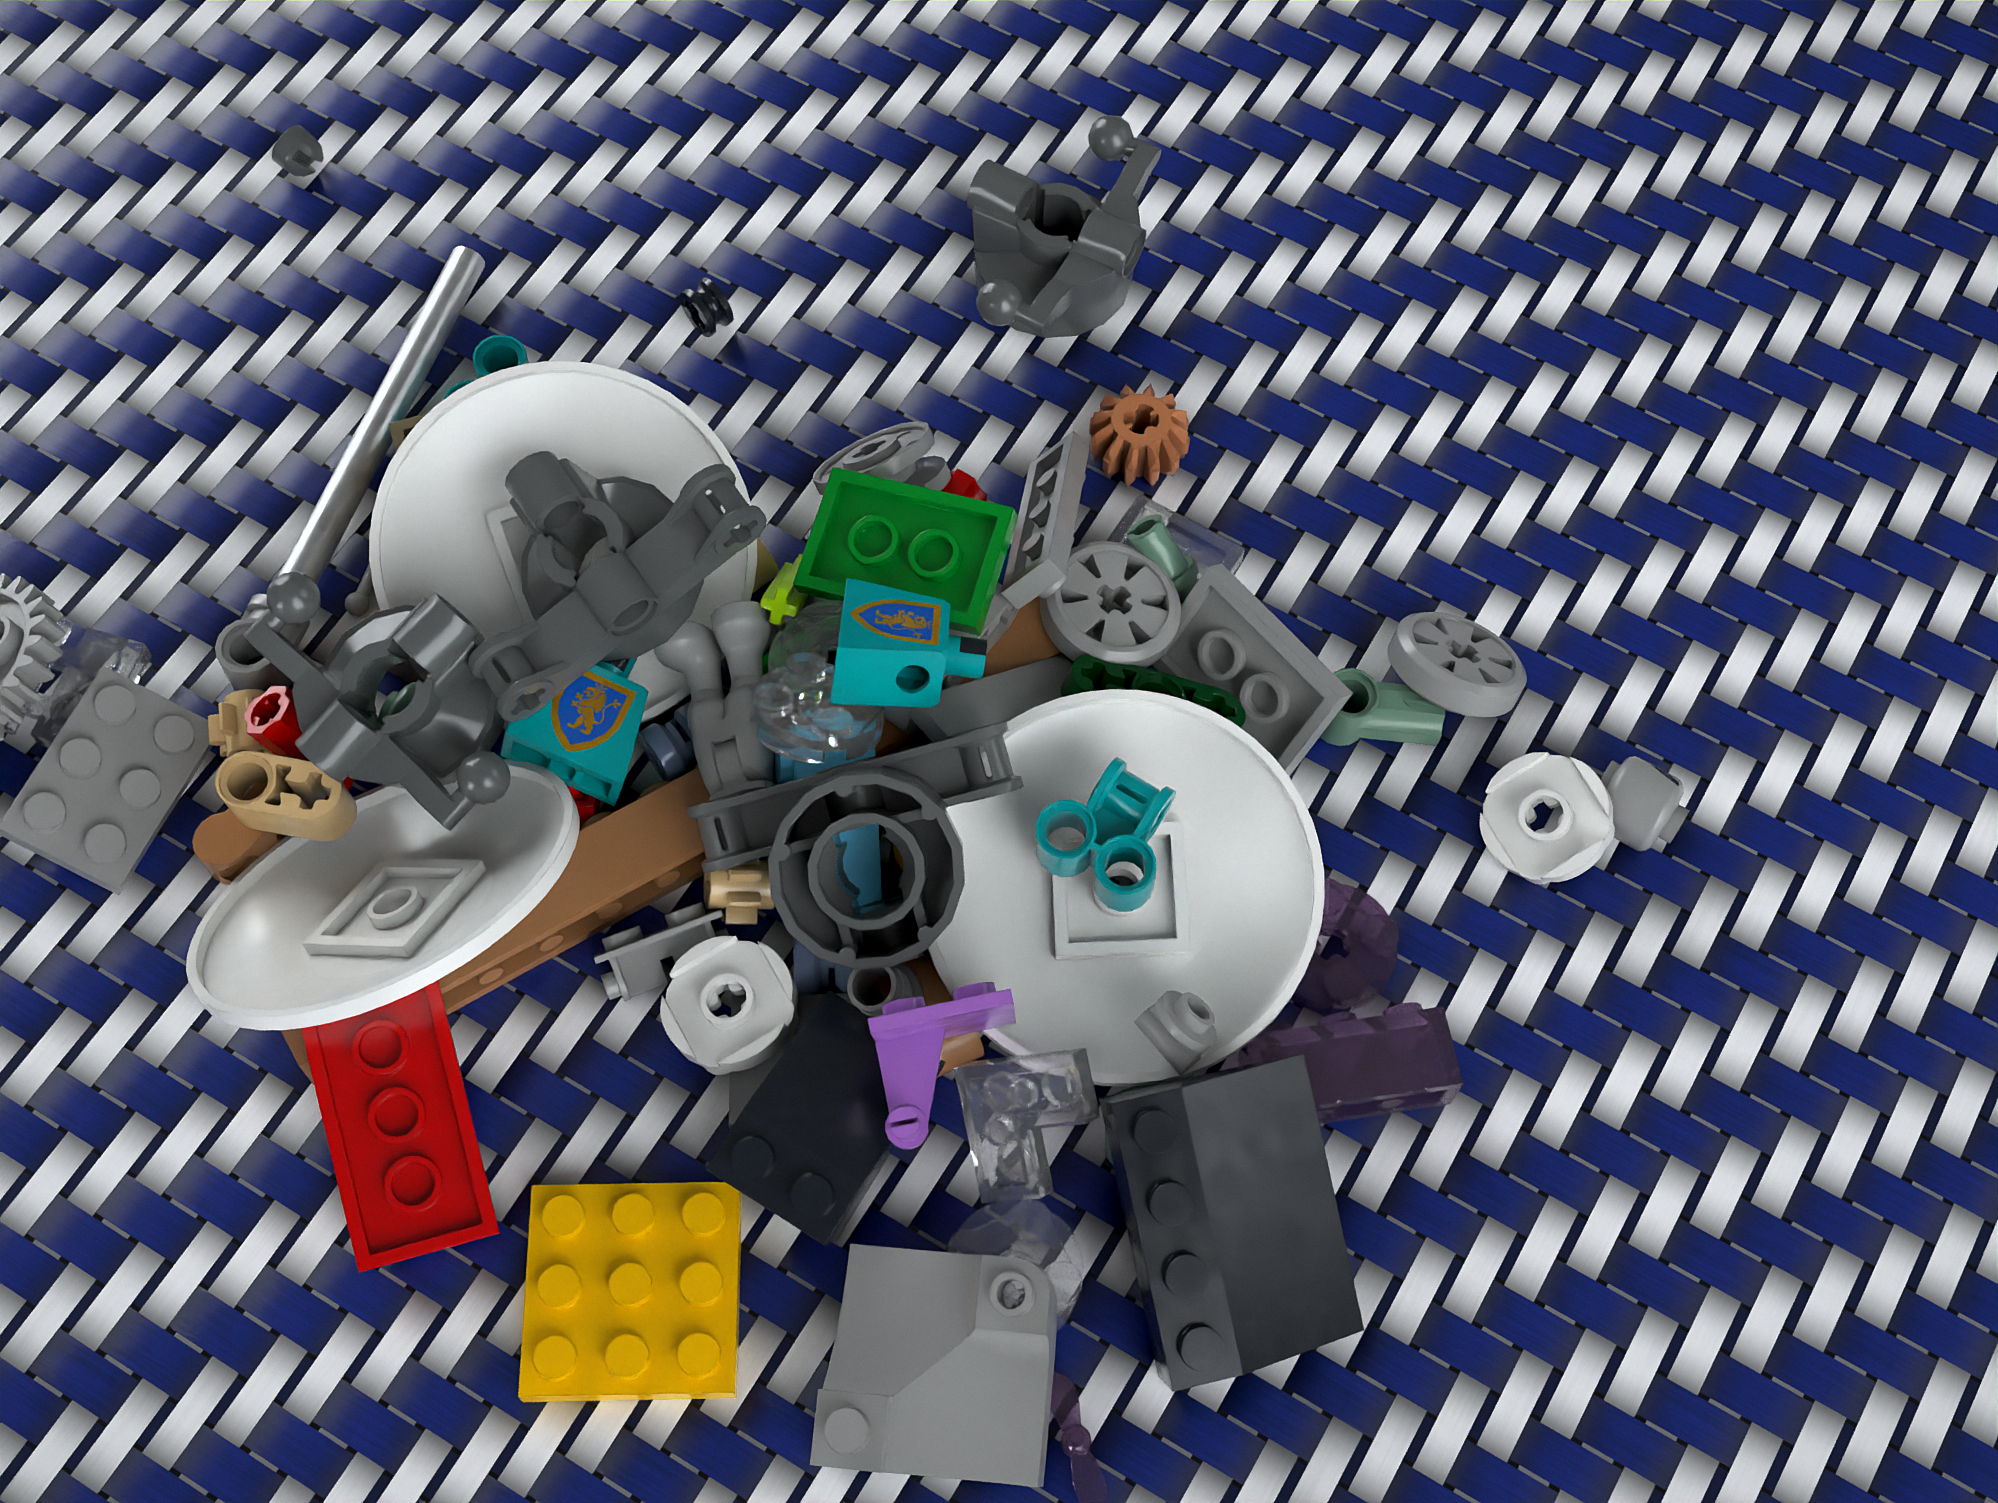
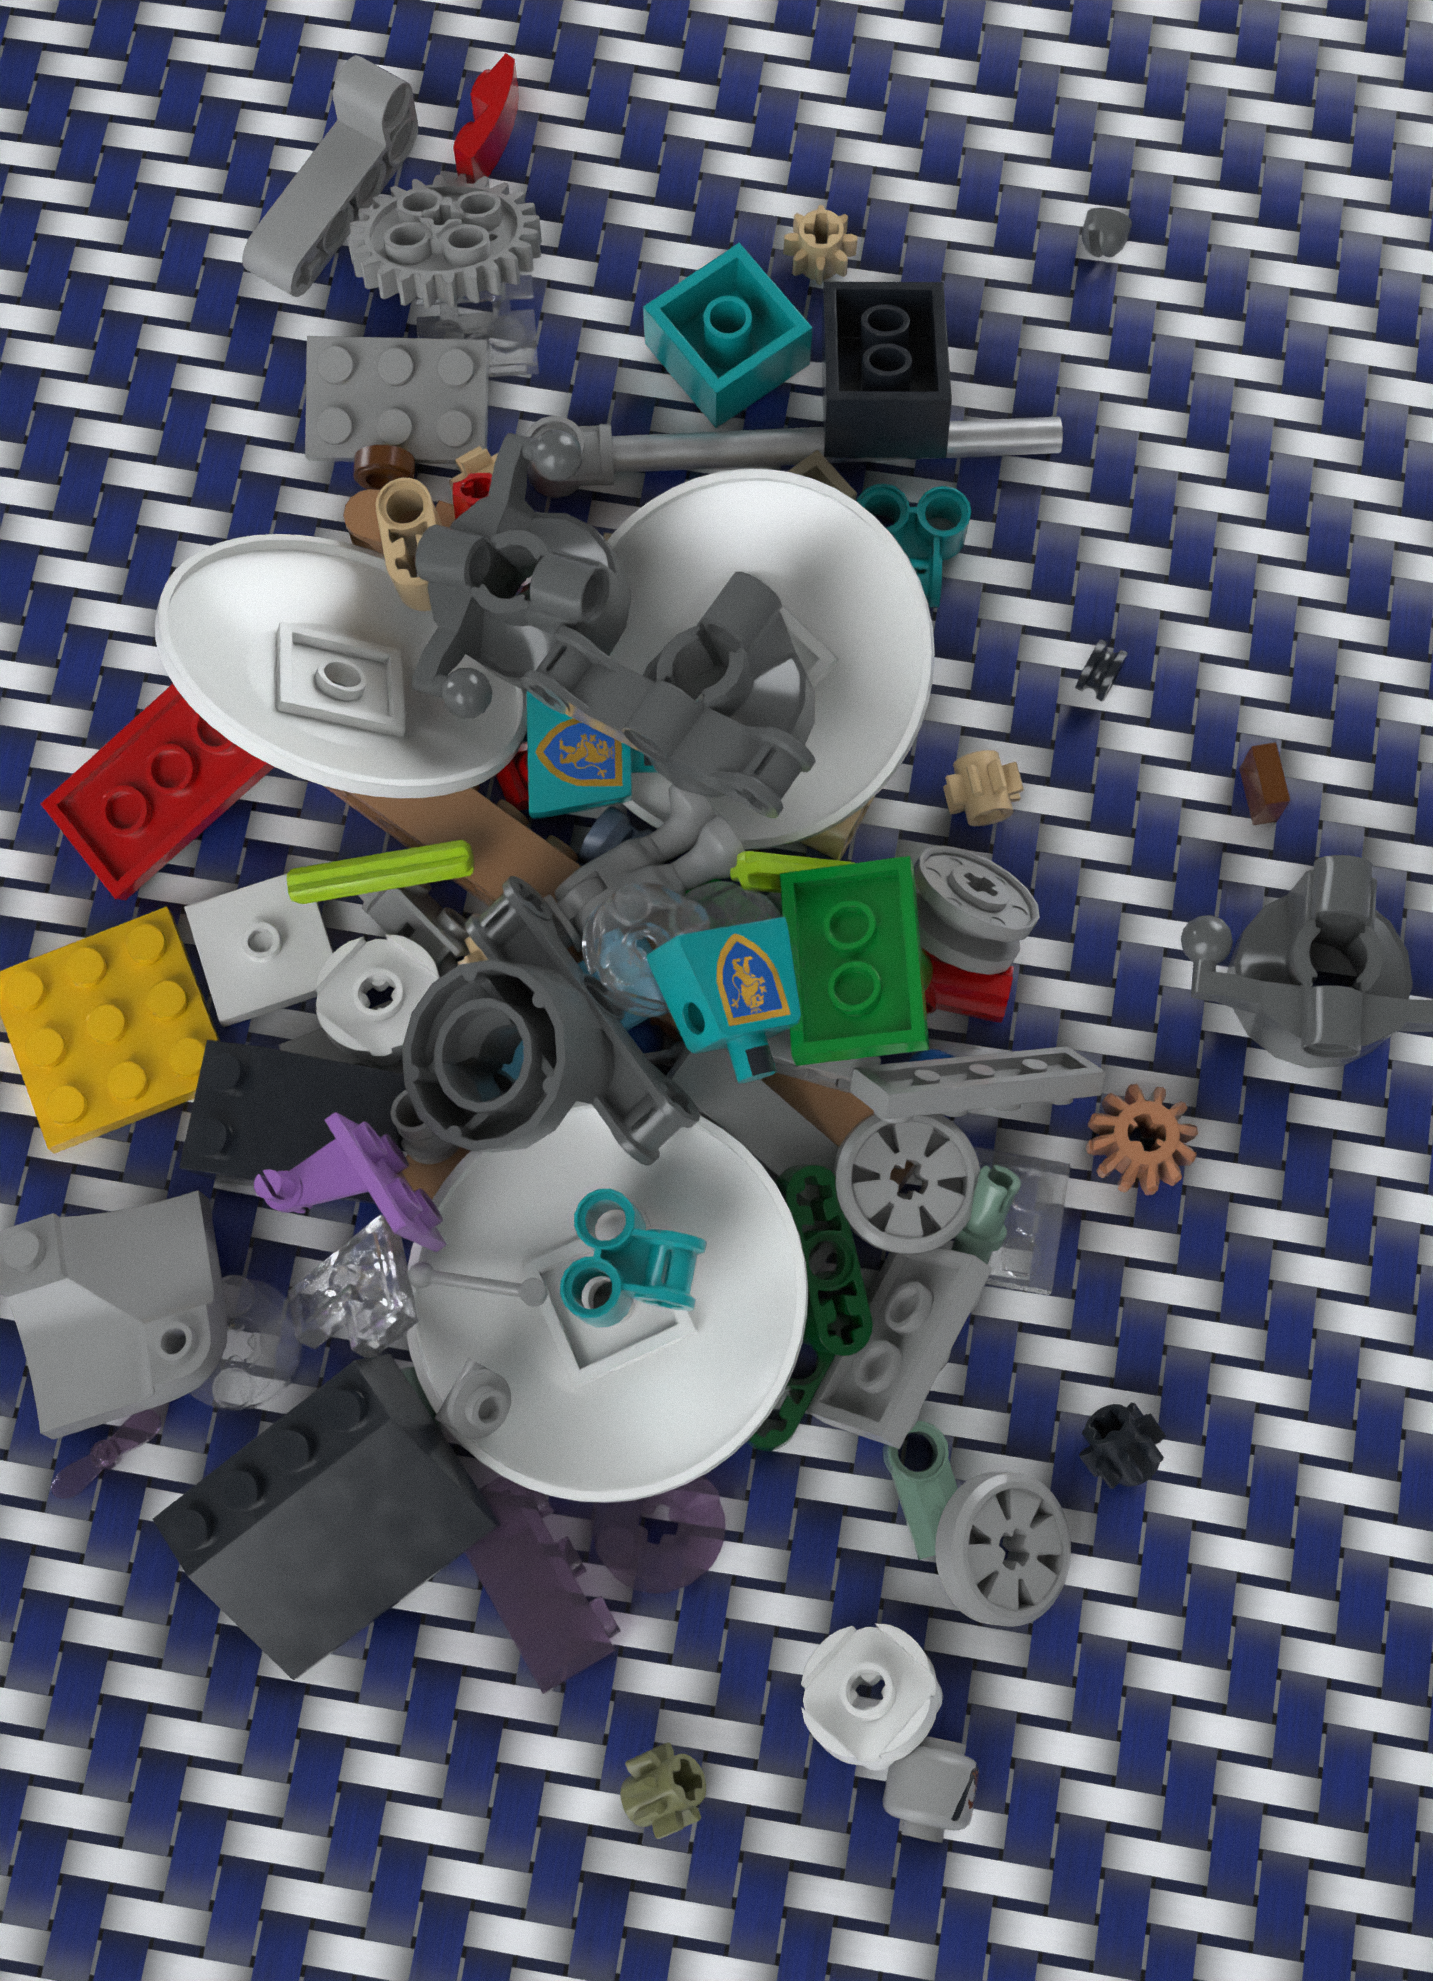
camera: 70 degrees right, 10 degrees up
(174, 366) = (820, 244): none -> tan gear
(176, 817) = (381, 464): none -> reddish brown tile
(221, 466) = (727, 335): none -> teal brick
(339, 346) = (885, 370): none -> black brick
(608, 949) = (380, 872): none -> lime axle
(617, 1109) = (258, 949): none -> white plate
(770, 432) = (983, 788): none -> tan gear
(869, 230) = (1264, 783): none -> reddish brown tile
(1093, 944) = (531, 1291): none -> light grey hinge
(1397, 546) = (1122, 1445): none -> black gear
(1577, 1019) = (663, 1790): none -> olive gear

